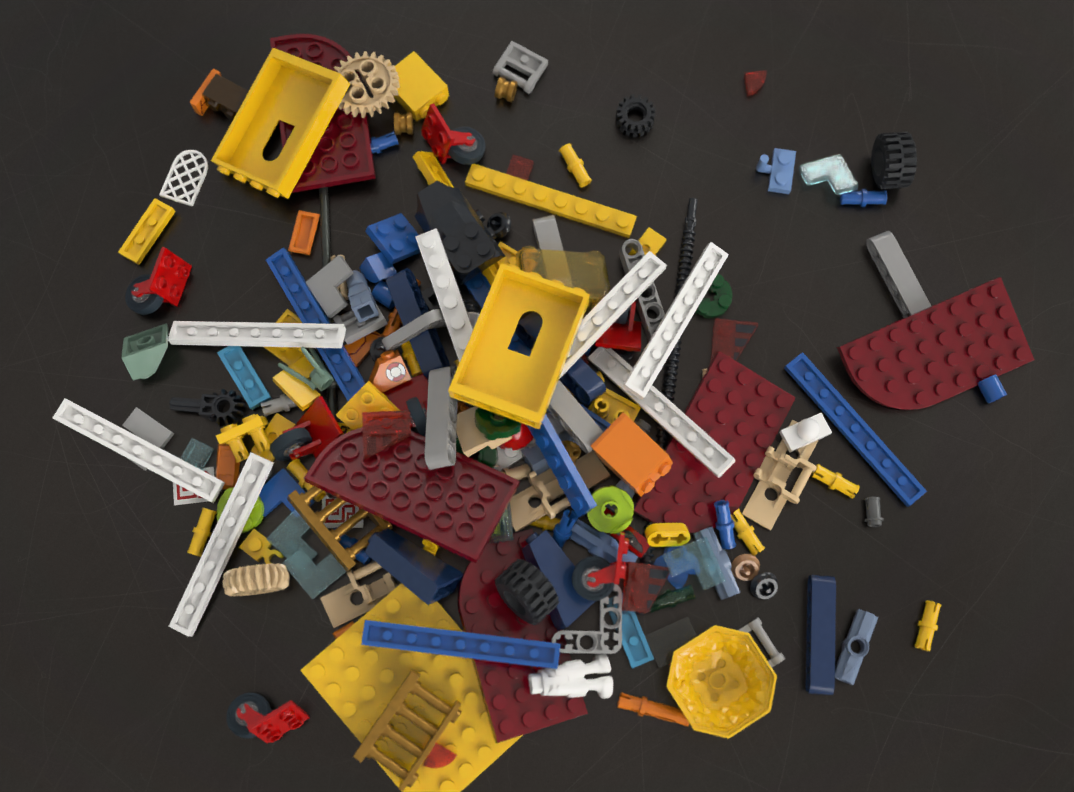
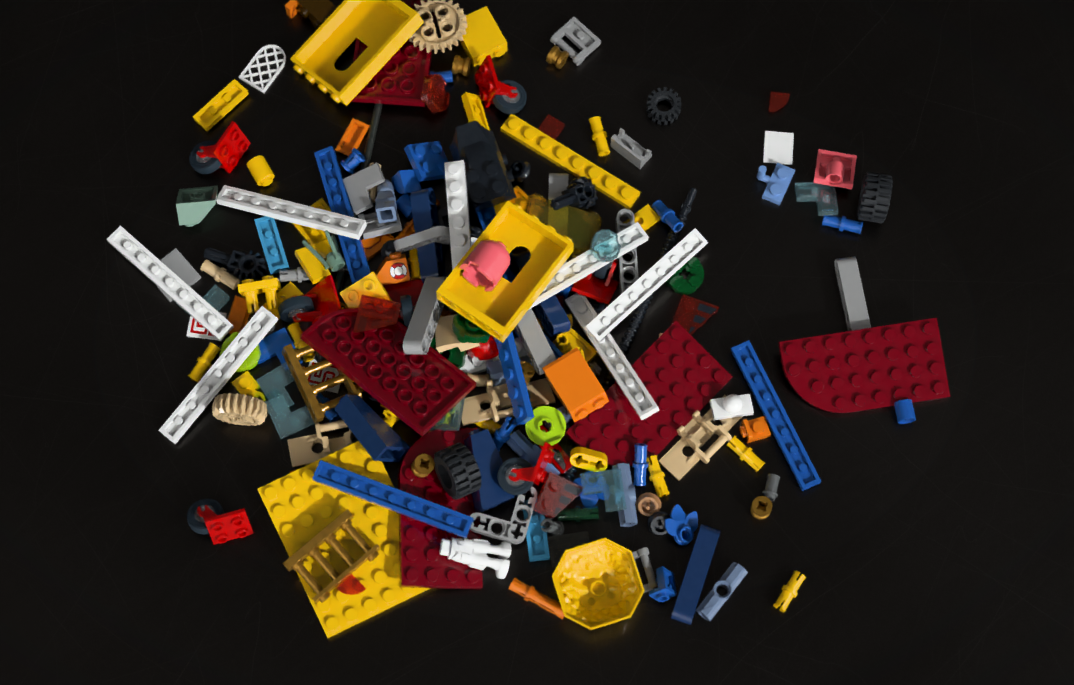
camera: 15 degrees right, 5 degrees down
(194, 425) = (220, 274): none -> tan pin
(210, 295) = (260, 171): none -> yellow brick
(311, 258) = (353, 160): none -> blue bush
(382, 160) = (434, 93): none -> clear red plate
(481, 598) = (422, 470): none -> pearl gold wheel
(497, 343) = (486, 264): none -> coral cylinder
(572, 235) = (579, 194): none -> black gear
(612, 171) = (630, 149): none -> light grey hinge
(624, 288) = (605, 246): none -> clear light blue hair
(649, 622) = (553, 527): none -> dark grey pin
(675, 235) = (667, 216): none -> blue pin
(769, 131) = (778, 147): none -> white sticker
(789, 581) = (681, 523): none -> blue plate
(792, 656) = (666, 585): none -> blue bracket
(836, 450) = (754, 429): none -> orange bracket
(839, 140) = (835, 169): none -> coral plate
(865, 540) = (758, 511): none -> pearl gold wheel

